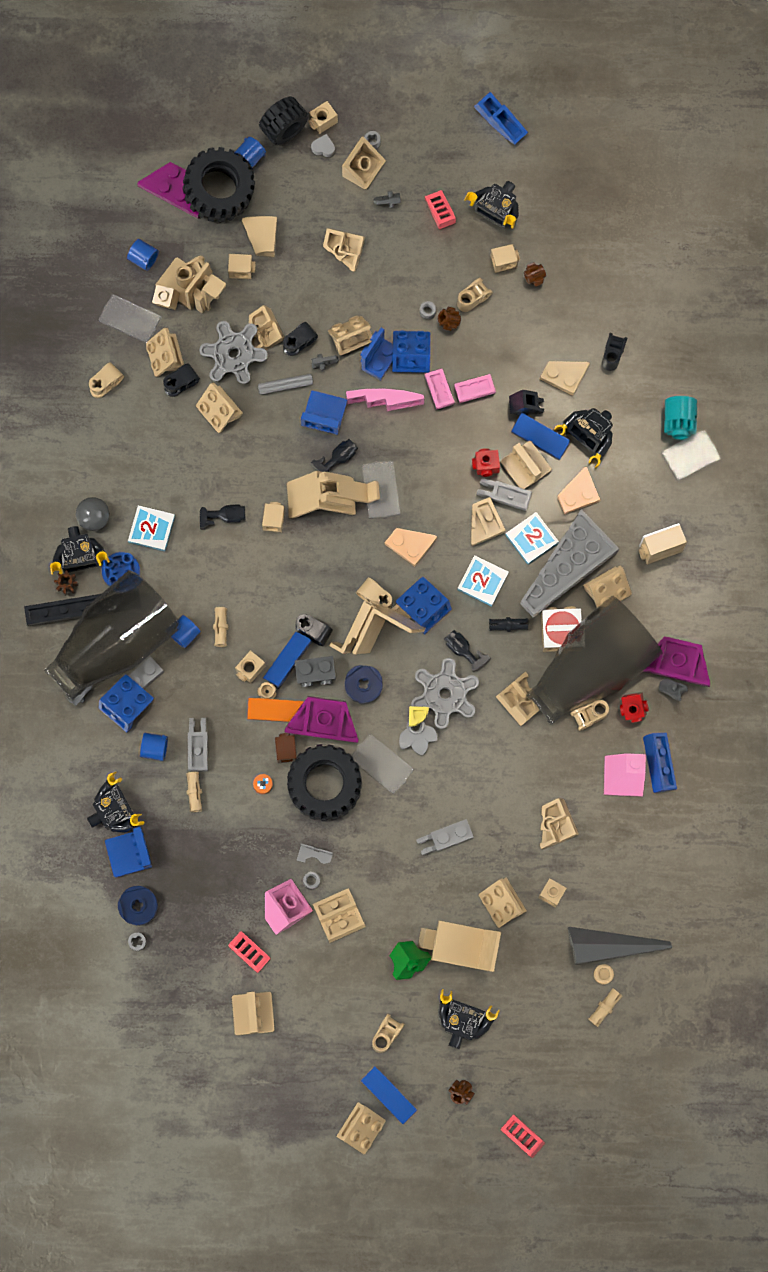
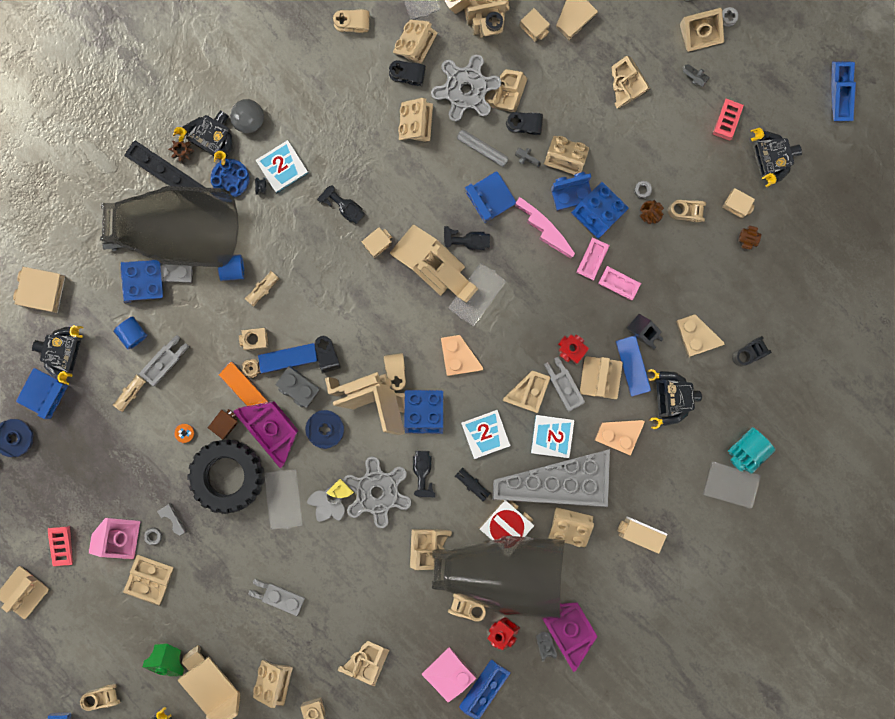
camera: 45 degrees right, 10 degrees up
(54, 779) = (39, 289): none -> tan piece
(149, 555) = (260, 186): none -> black bush
(212, 287) = (489, 24): none -> black bush

